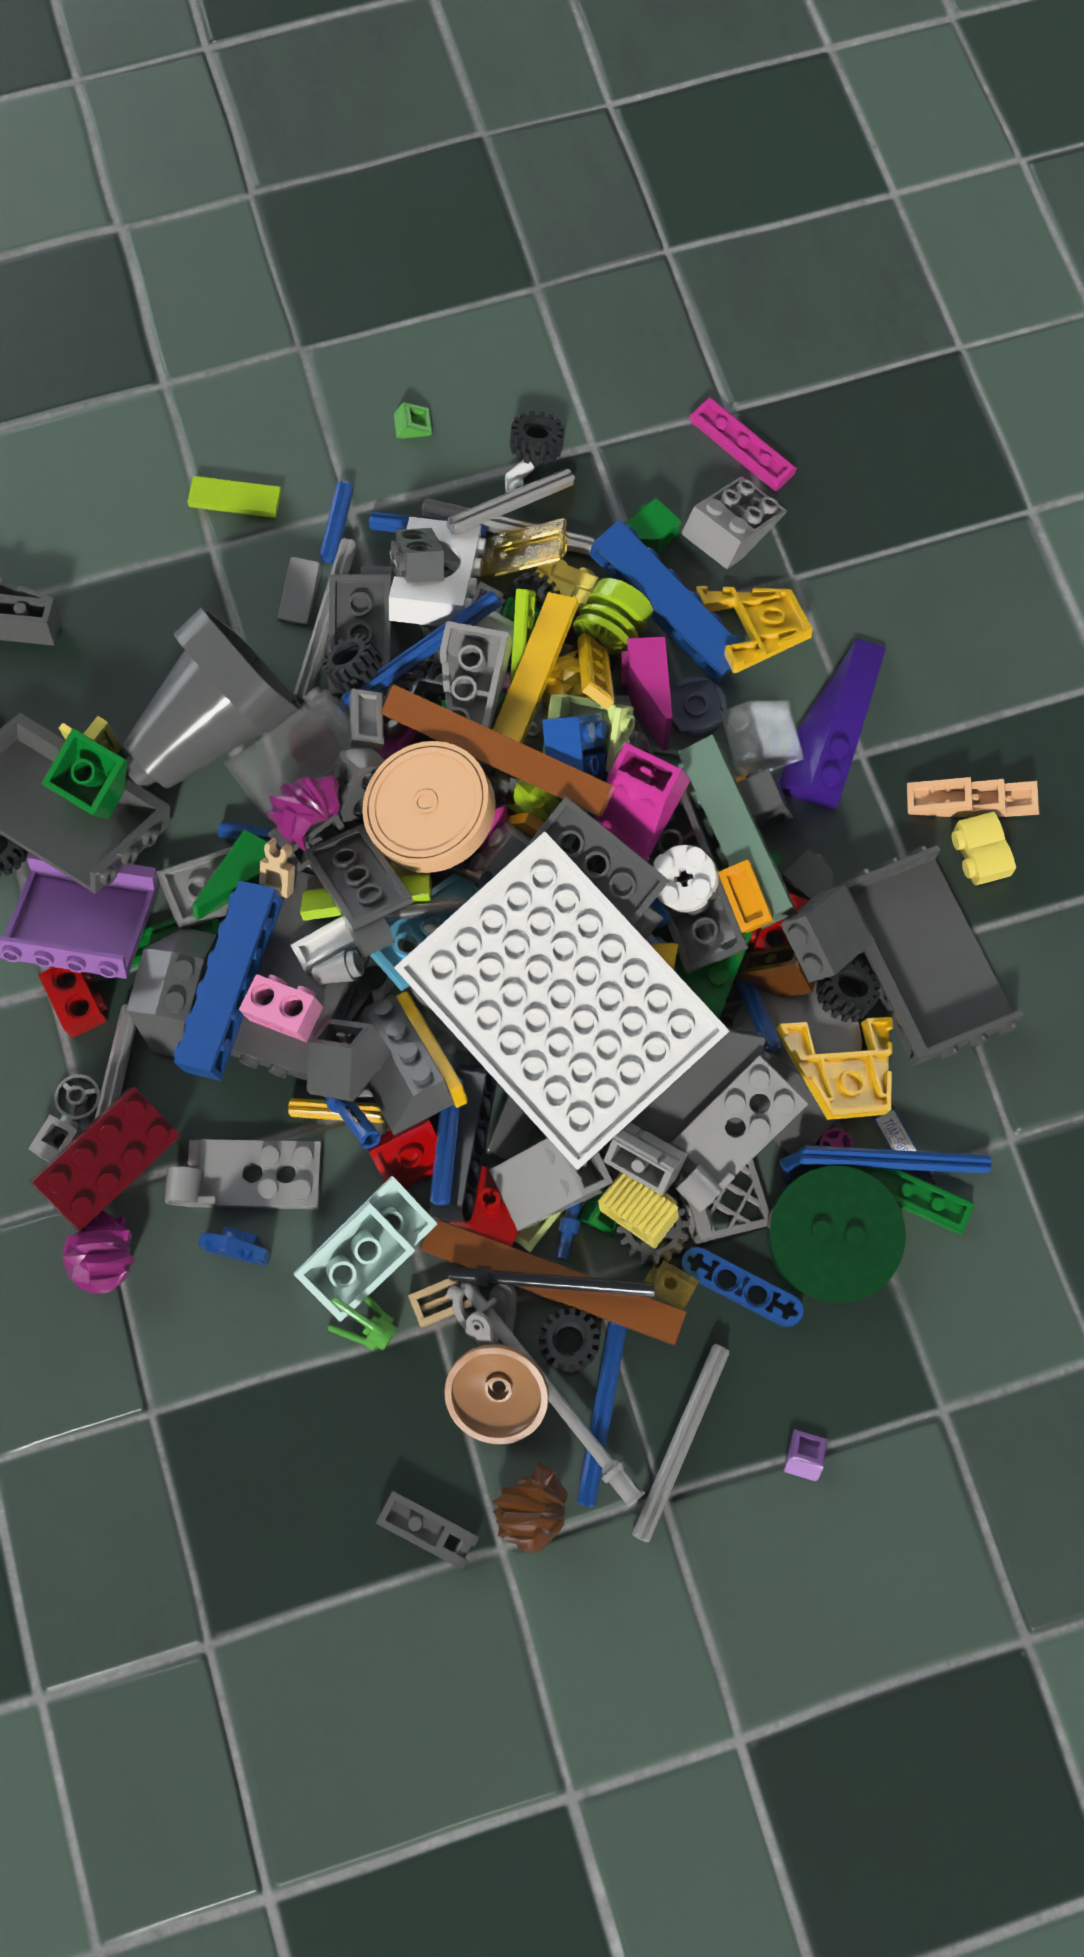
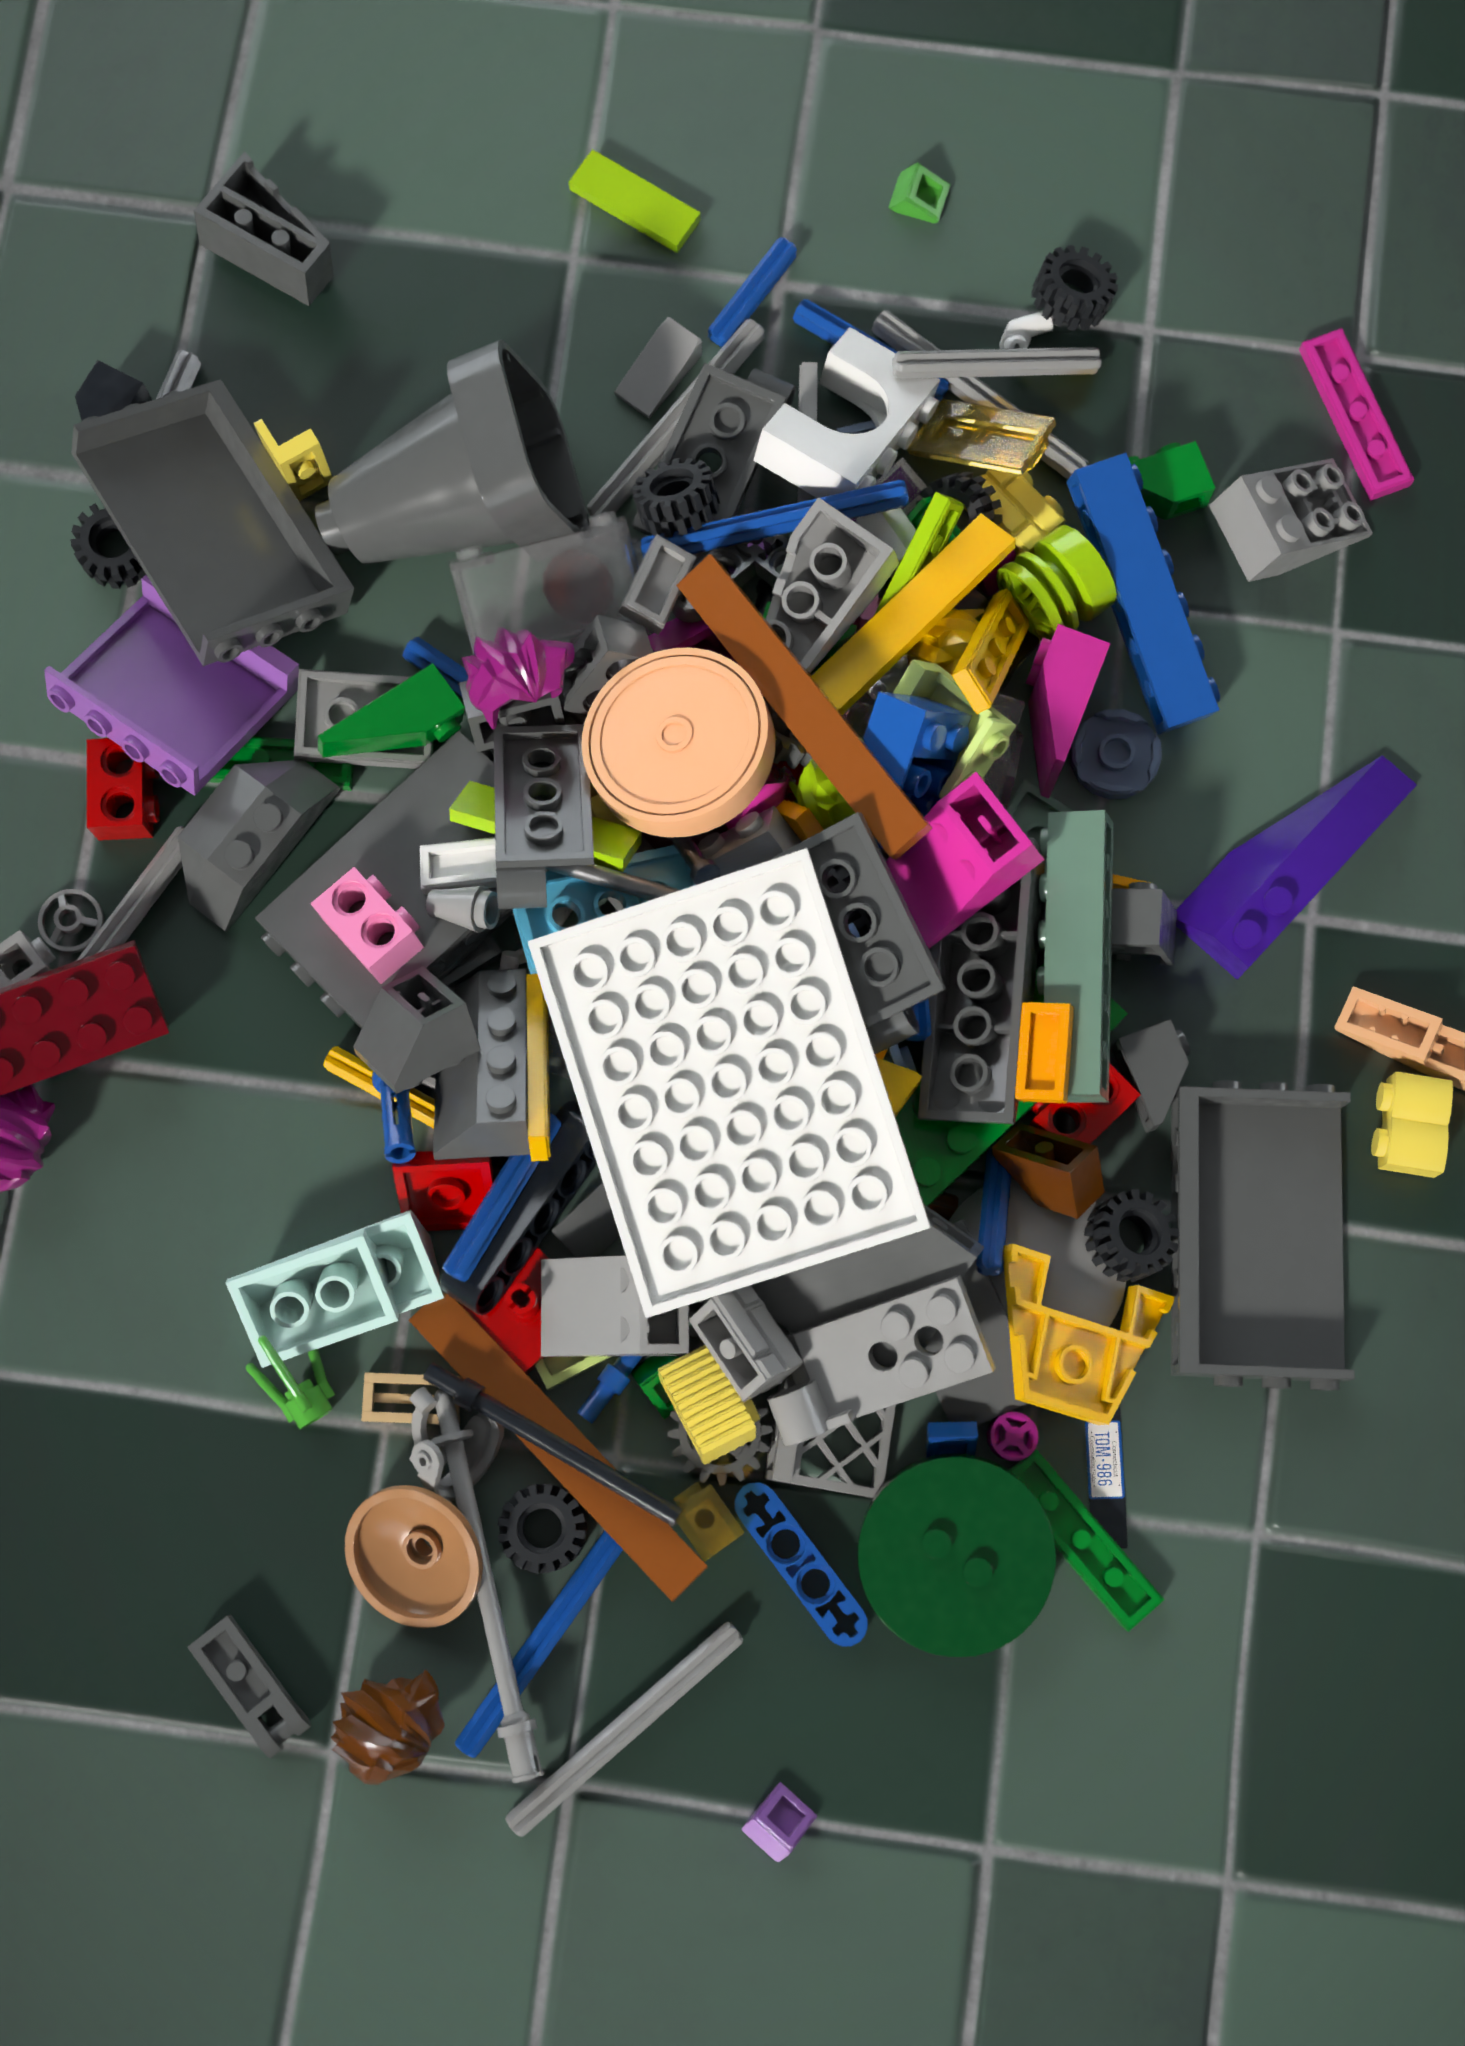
camera: 25 degrees right, 5 degrees up
(88, 775) = (261, 504): green slope -> none
(219, 1167) = (197, 1111): light grey hinge -> none
(230, 972) = (330, 842): blue brick -> none
(236, 1245) = (178, 1206): blue plate -> none
(275, 870) = (444, 738): tan plate -> none
(418, 555) = (830, 387): dark grey brick -> none
(699, 888) = (987, 1013): white plate -> none
(761, 735) = (1182, 836): clear slope -> none
(768, 616) = (1273, 675): yellow wing -> none
(826, 933) = (1133, 1149): dark grey brick -> none
(894, 1159) = (1083, 1492): blue axle -> none

